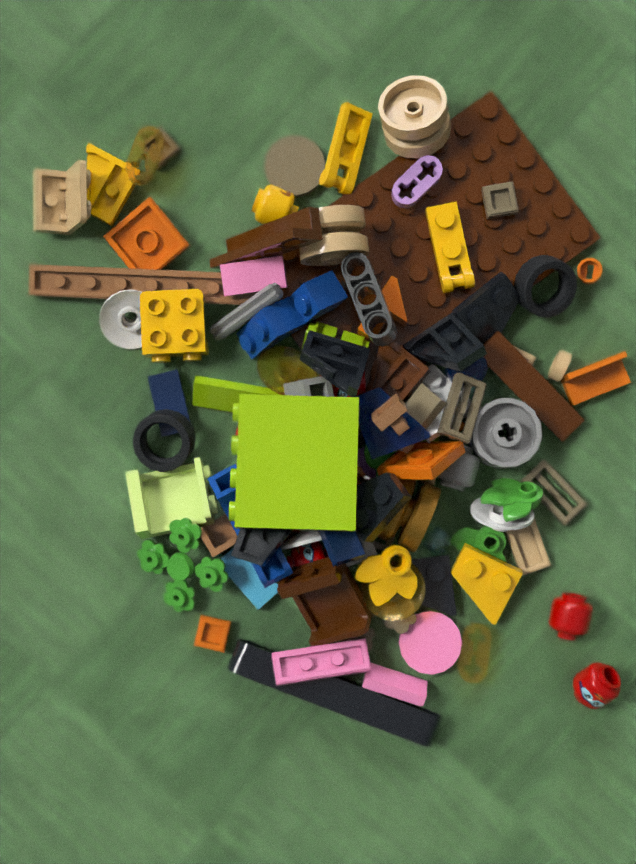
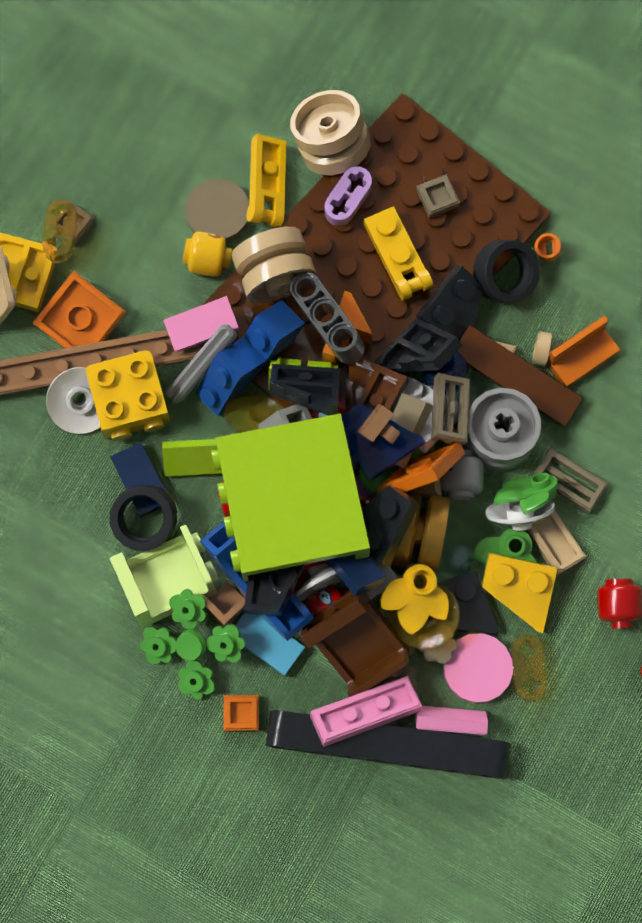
camera: 15 degrees left, 10 degrees down
(273, 238) = (214, 279): reddish brown fence -> none

